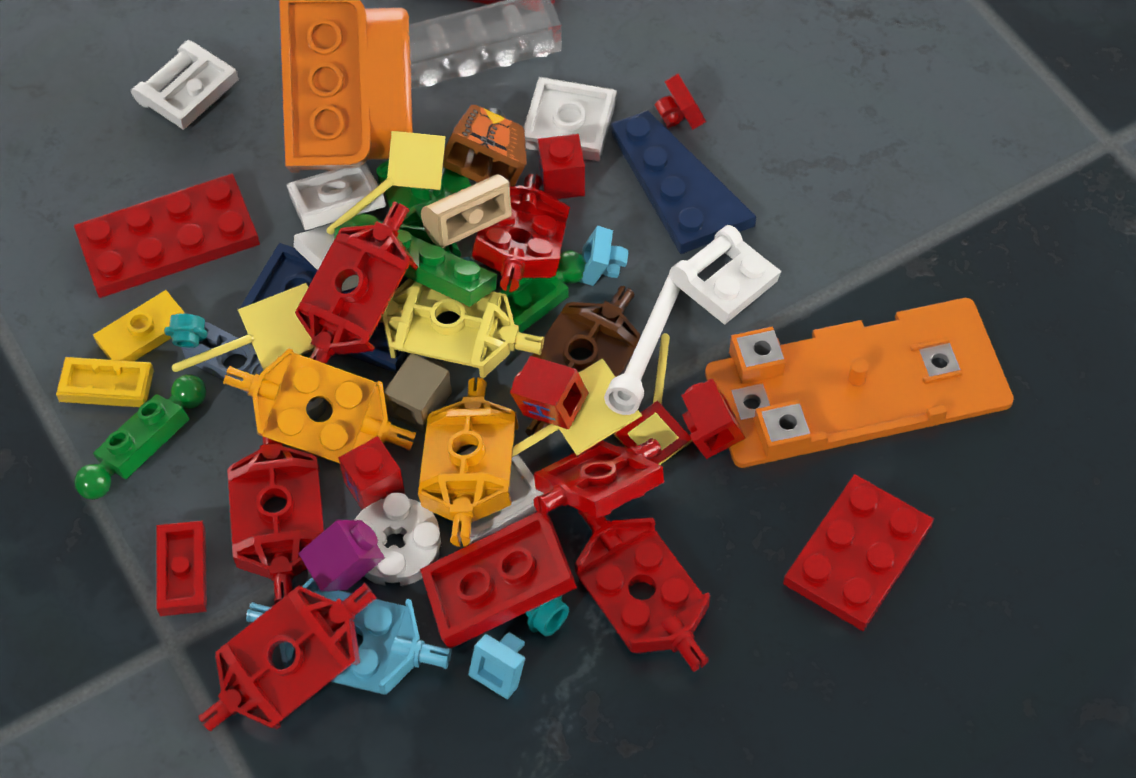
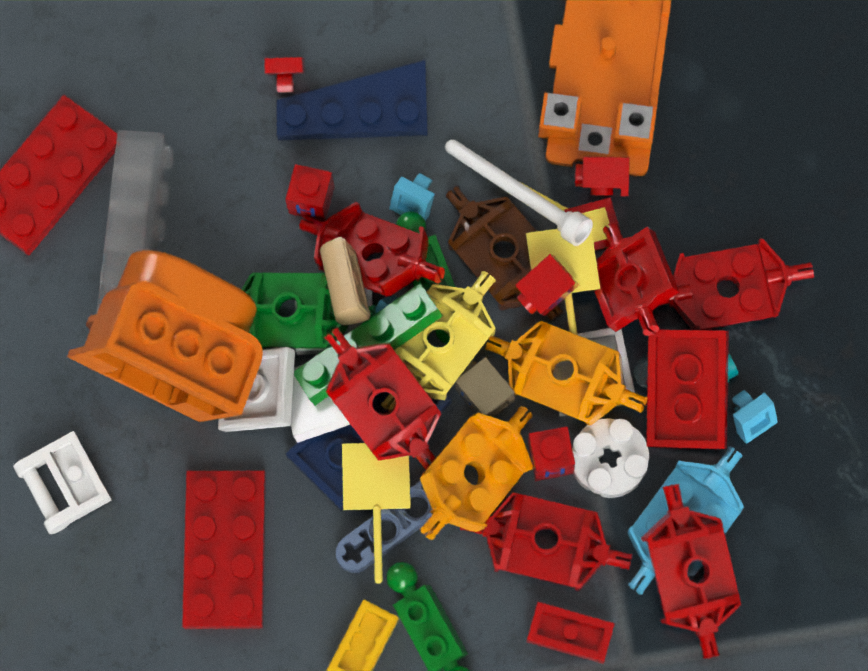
camera: 65 degrees left, 15 degrees up
(139, 329) = (318, 599): yellow plate -> none
(186, 330) = (351, 557): teal plate -> none
(342, 555) = (620, 499): magenta brick -> none
(413, 163) = (277, 308): light yellow piece -> none
(486, 146) = (269, 245): dark orange torso -> none
(569, 109) = (250, 168): white tile -> none
(734, 284) = (482, 100): white plate -> none
(858, 552) = (757, 118): red plate -> none

